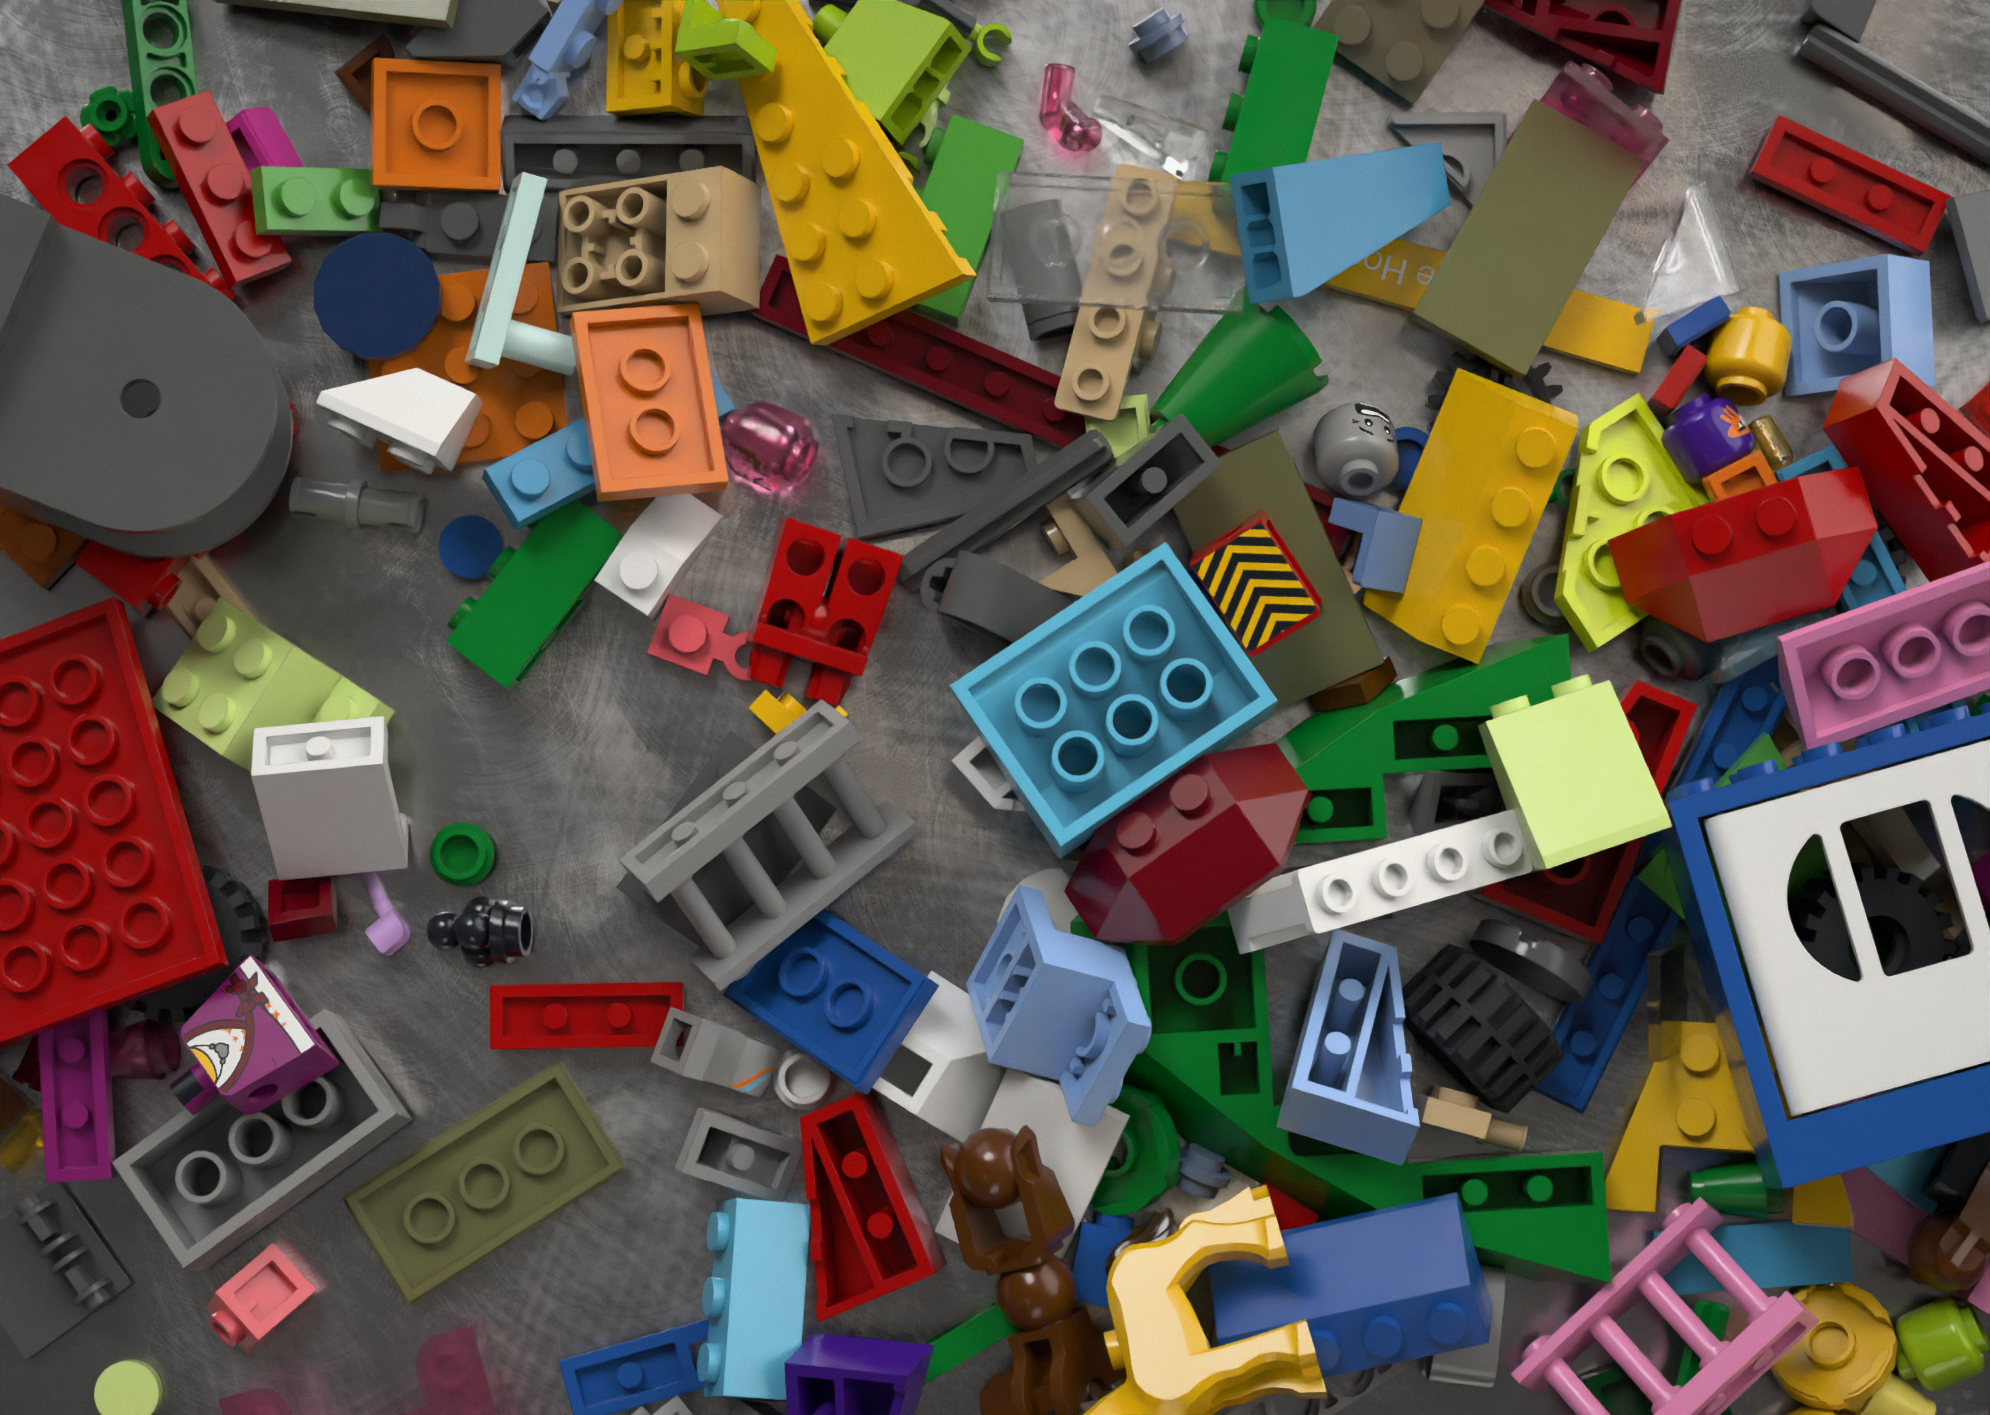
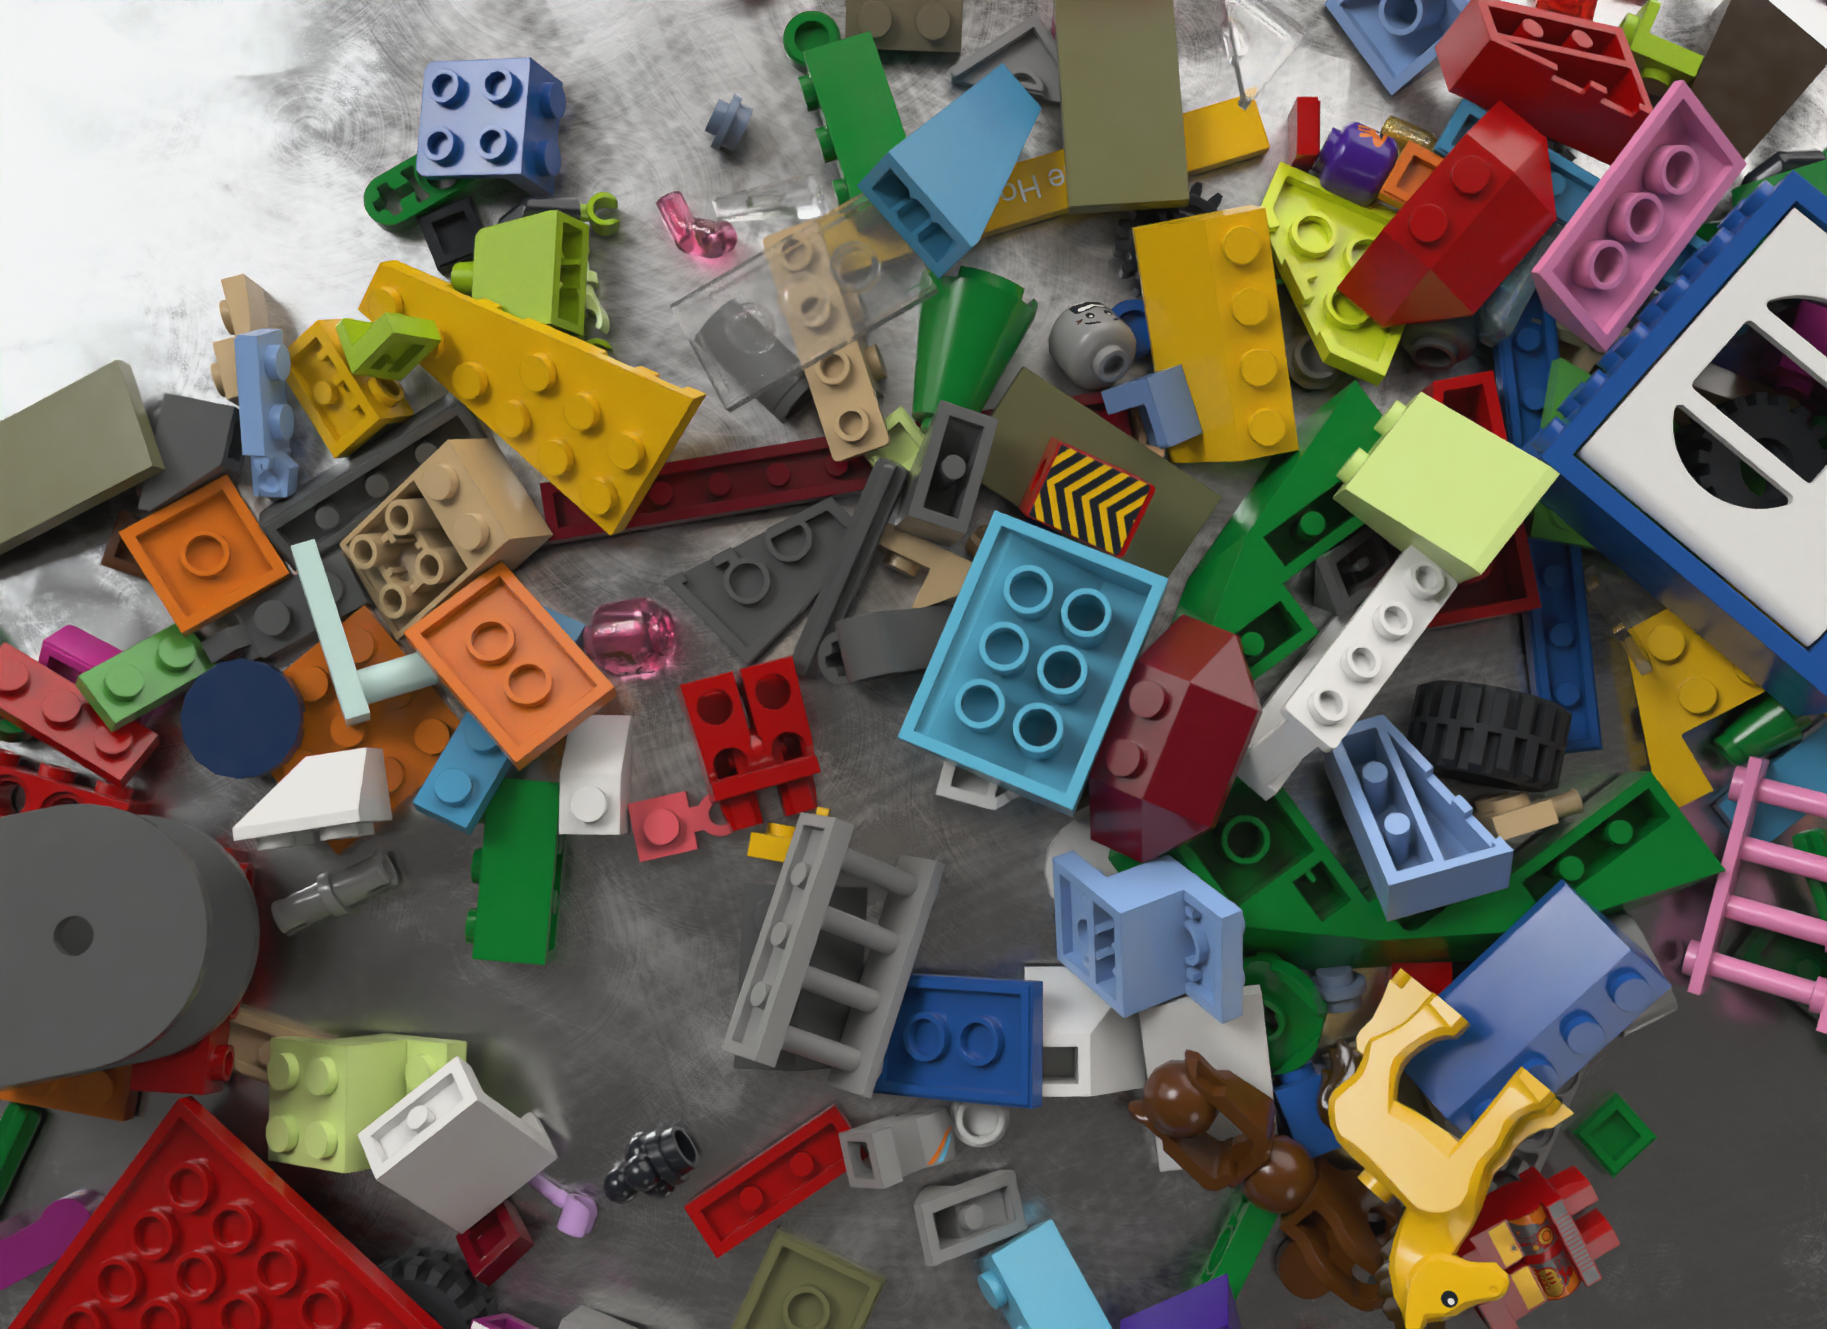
camera: 25 degrees left, 0 degrees up
(461, 854) = (595, 1115): green plate -> none
(470, 546) = (446, 868): blue tile -> none
(863, 1207) = (1096, 1194): red wedge -> none
(963, 197) = (654, 339): bright green brick -> none
(1357, 689) = (1212, 534): reddish brown tile -> none
(1532, 963) = (1505, 655): dark grey tile -> none
(1693, 326) = (1289, 83): blue tile -> none
(1748, 357) = (1346, 79): yellow head -> none

